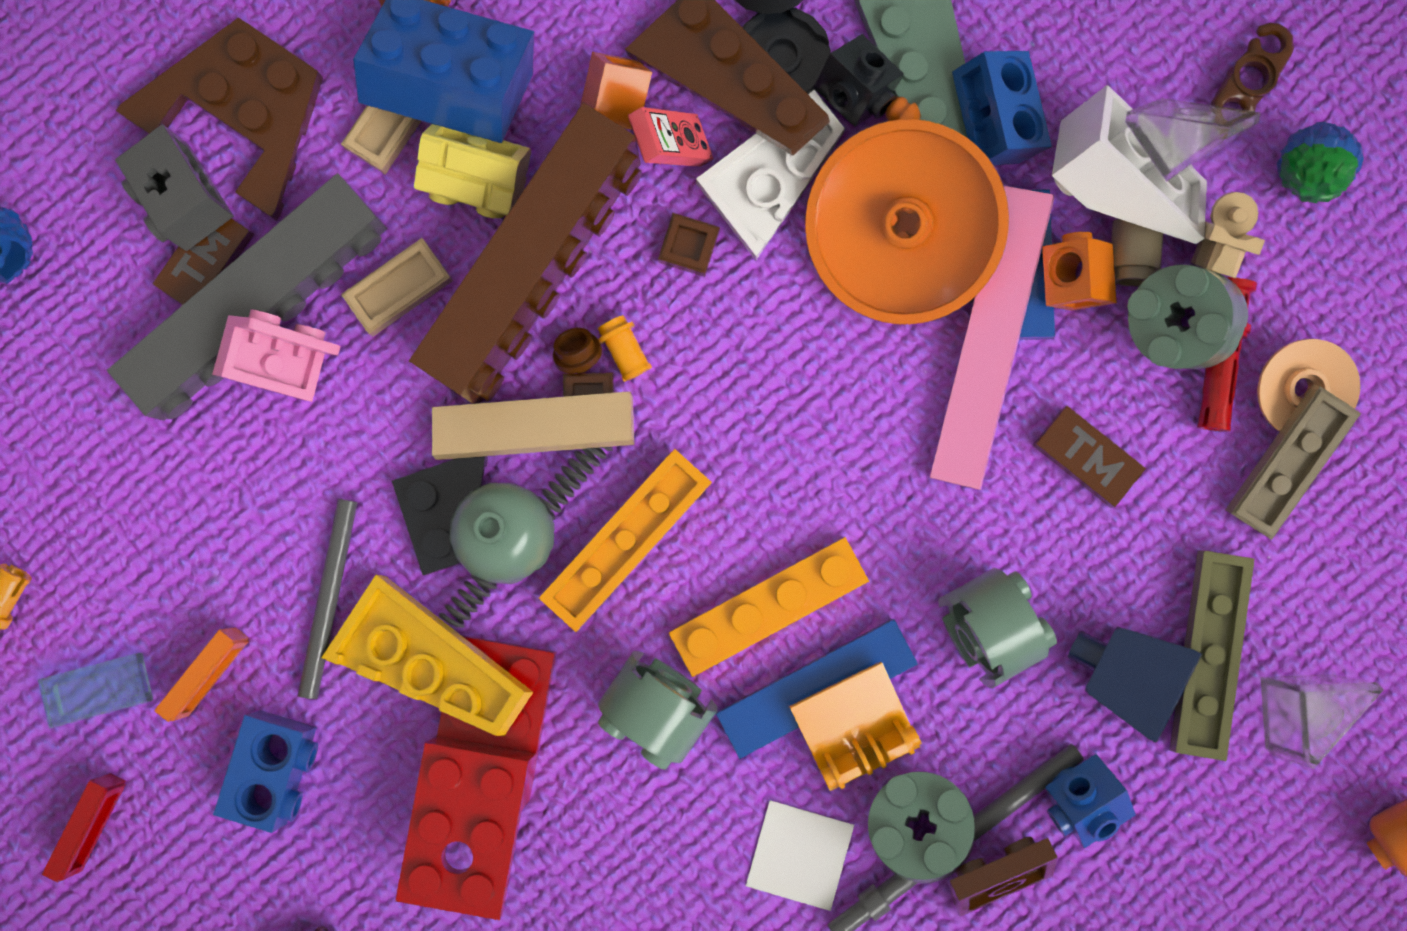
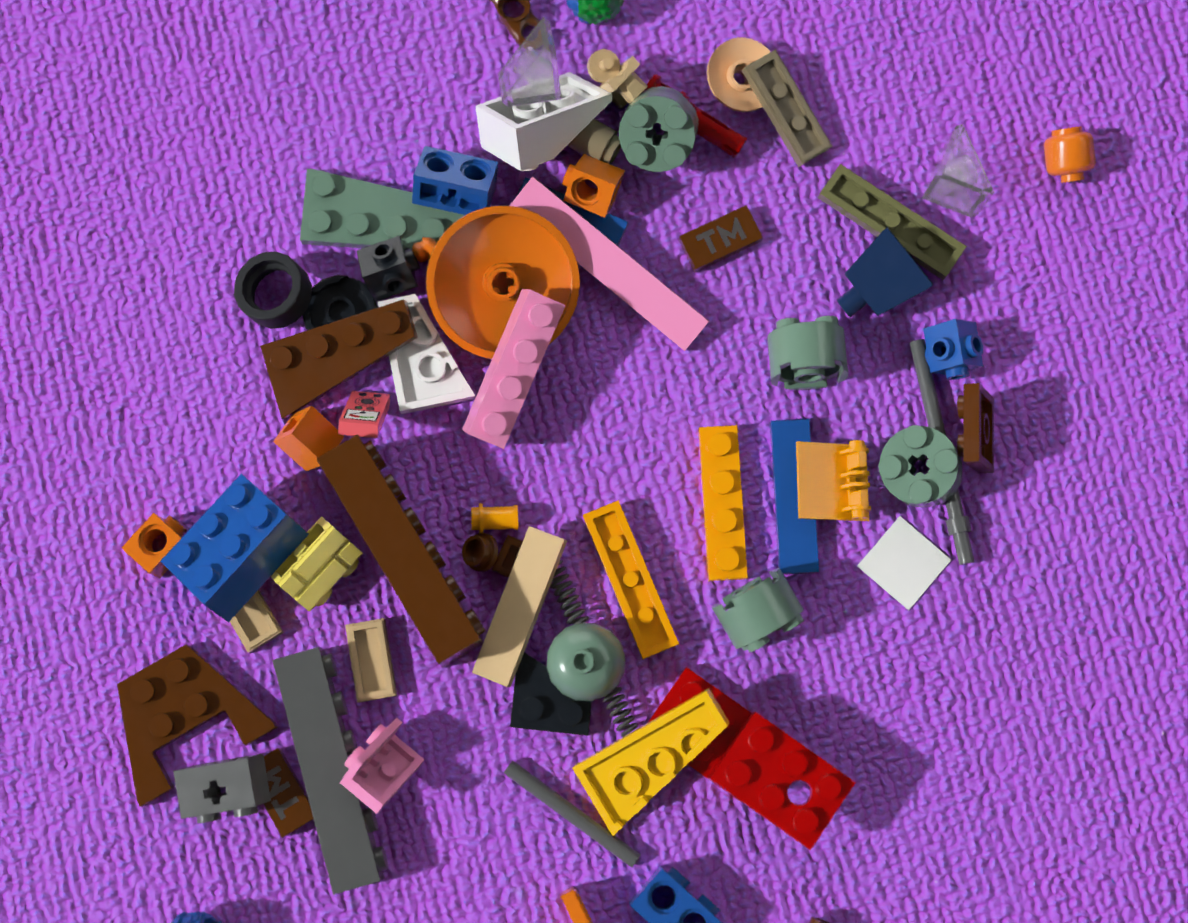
camera: 75 degrees left, 5 degrees down
(688, 244) = (442, 439): reddish brown tile -> none
(807, 283) = (513, 368): none -> bright pink brick

